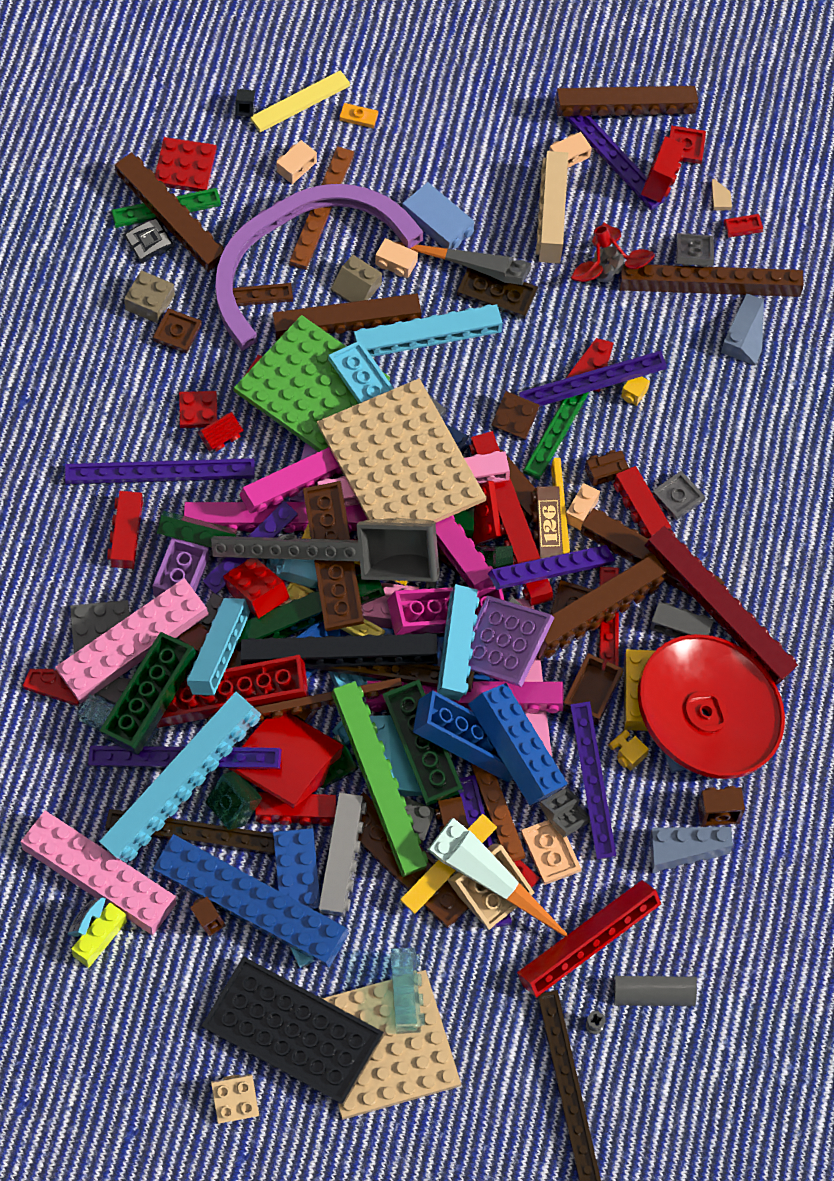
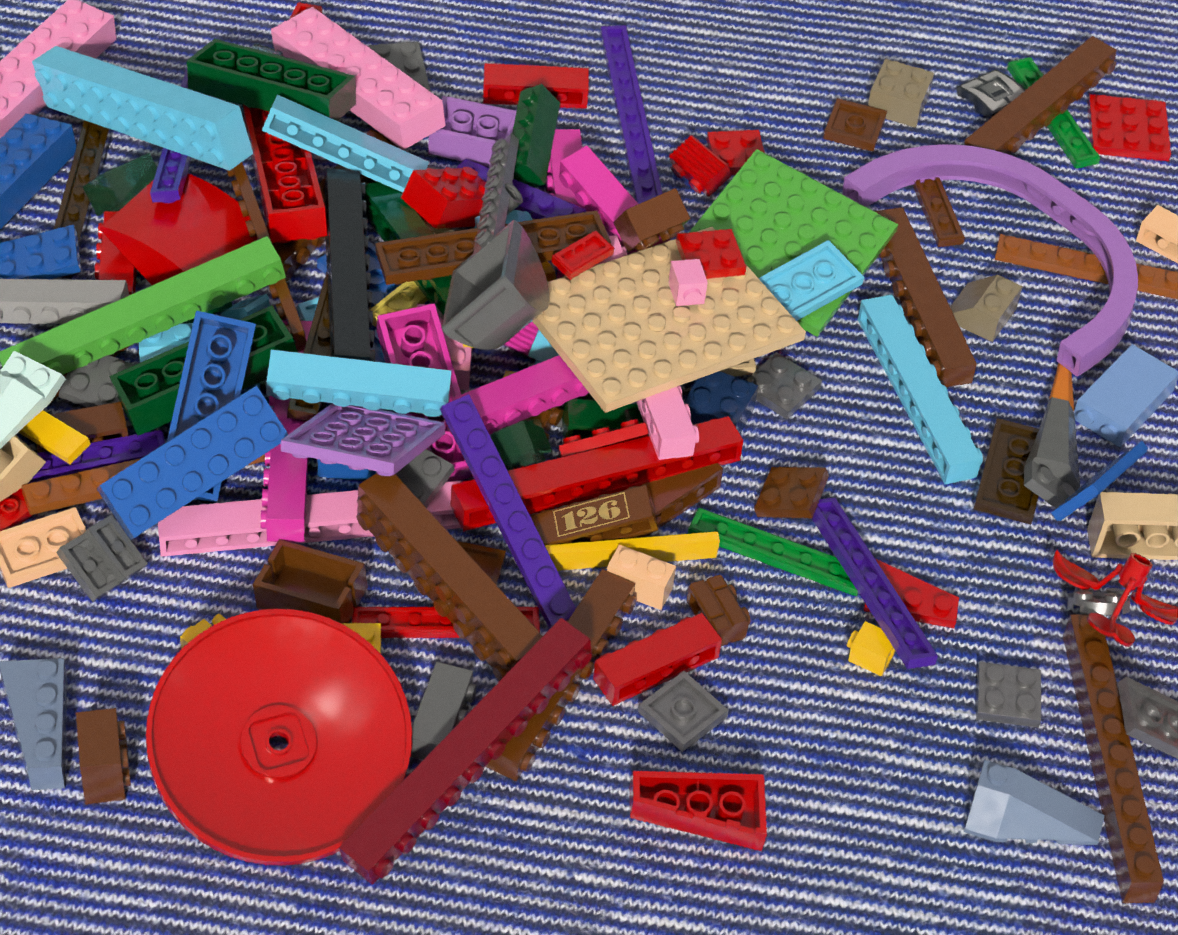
camera: 85 degrees right, 15 degrees down
(326, 452) = (651, 220): none -> reddish brown brick
(353, 422) = (716, 251): none -> red plate
(355, 497) = (582, 255): none -> red plate
(387, 436) = (687, 282): none -> bright pink brick
(396, 258) = (1037, 348): light nougat brick -> none
(524, 242) = (1100, 481): none -> blue tile
(593, 780) = (149, 584): dark purple plate -> none
(664, 325) = (1008, 694): none -> flat silver plate
(748, 487) = (703, 804): none -> red wedge

